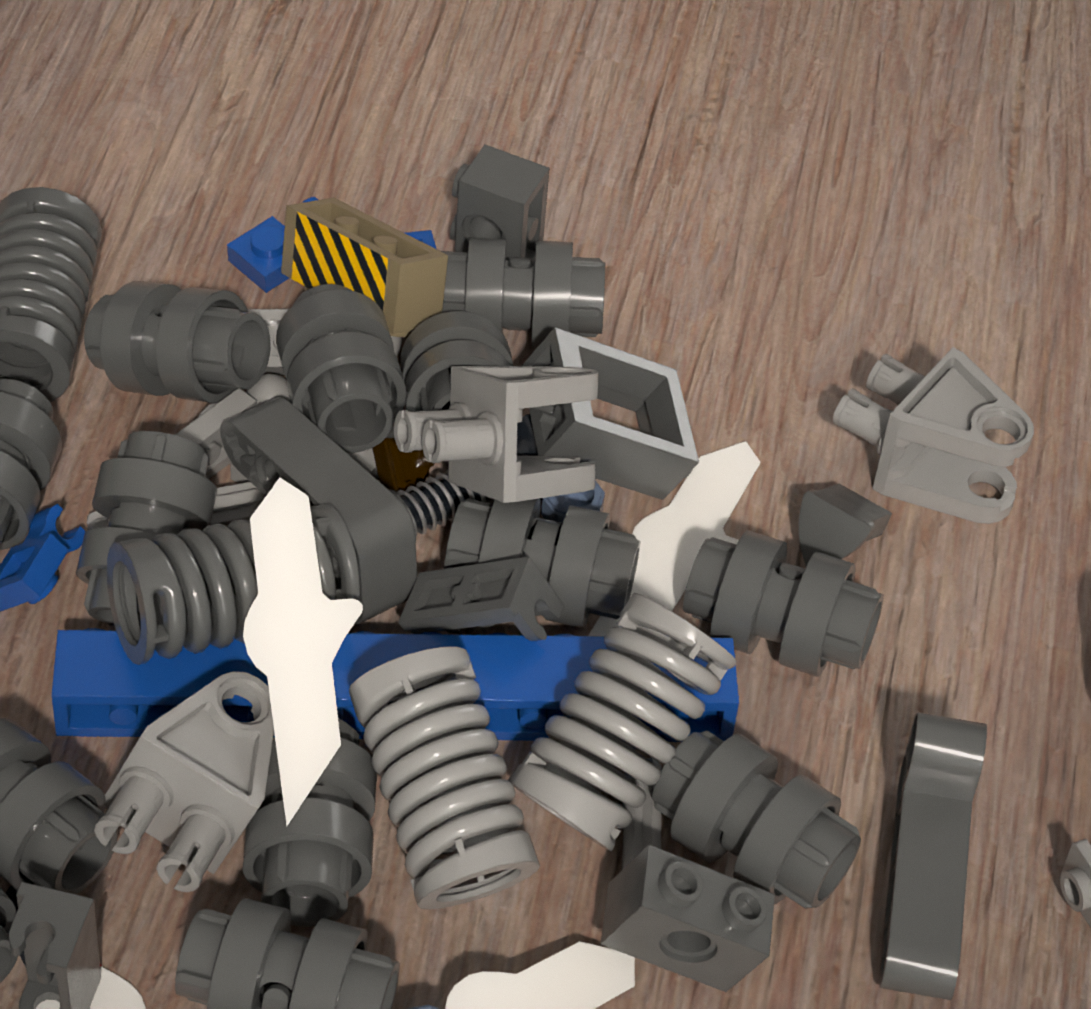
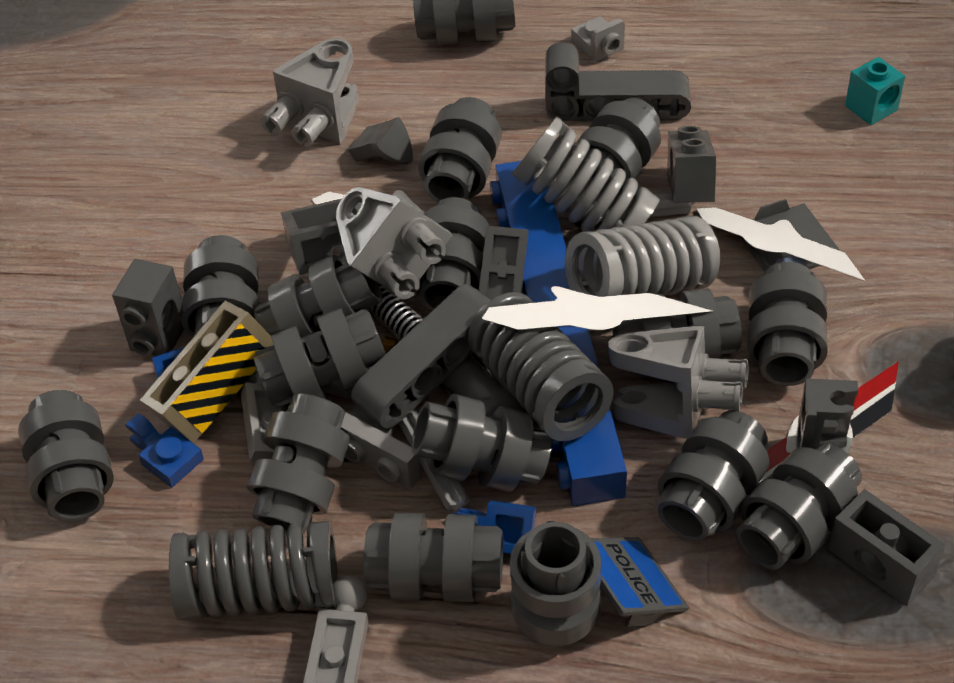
camera: 90 degrees left, 0 degrees up
(300, 133) = (65, 455): none -> dark grey piece

